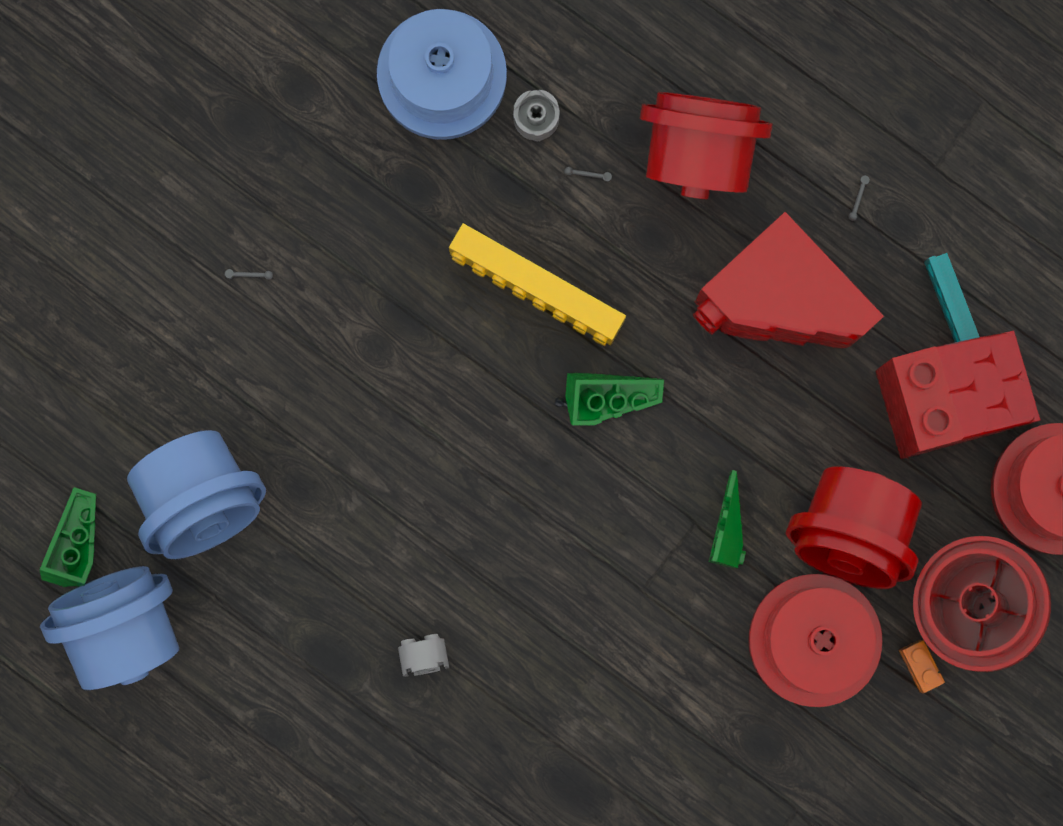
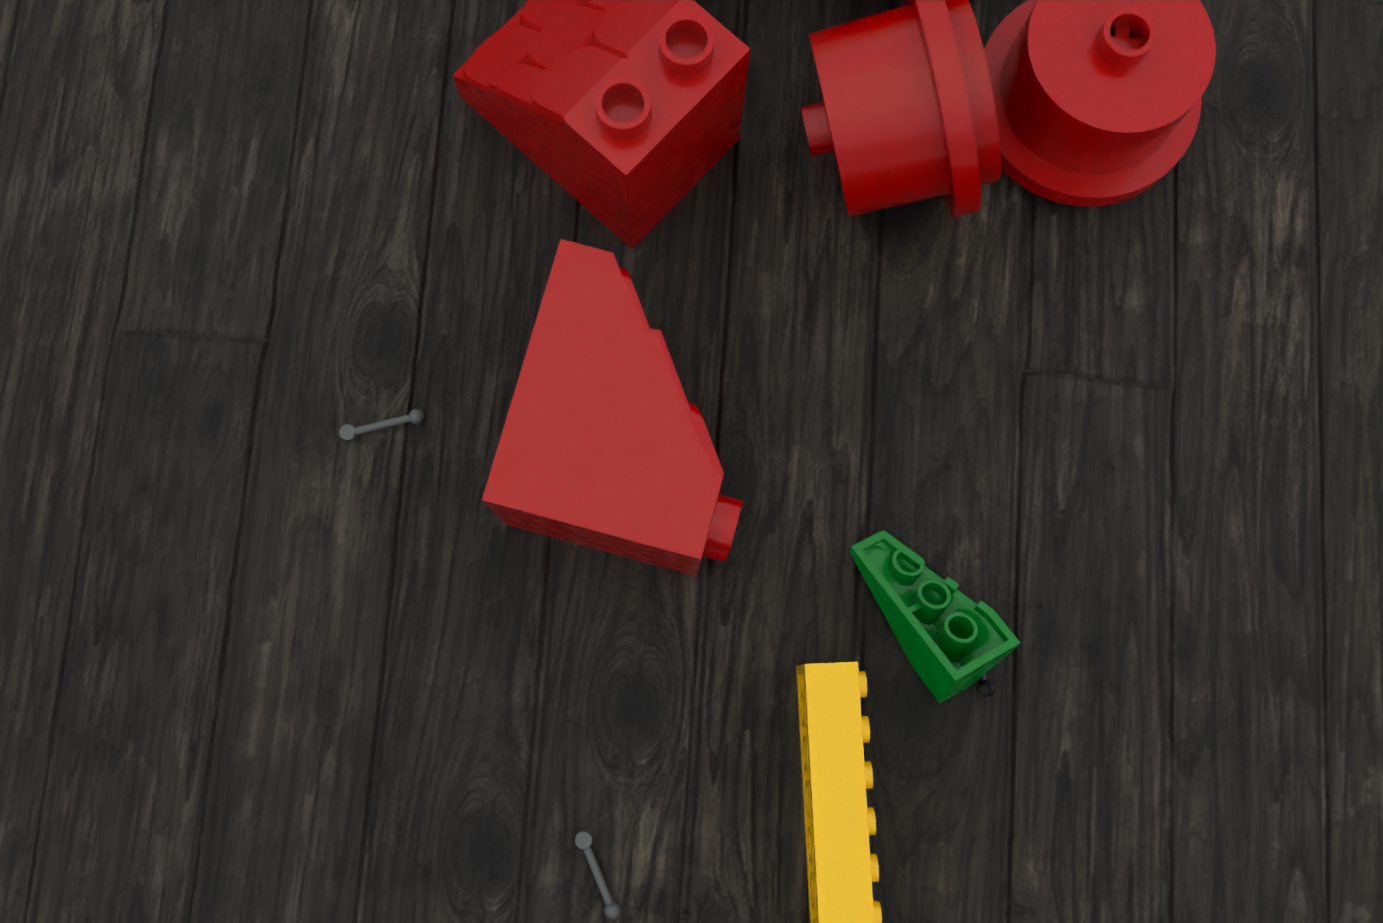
camera: 125 degrees left, 5 degrees down
(702, 142) = (441, 717): red piece -> none
(728, 536) = (1029, 303): green wedge -> none
(951, 298) = (459, 198): teal fence -> none

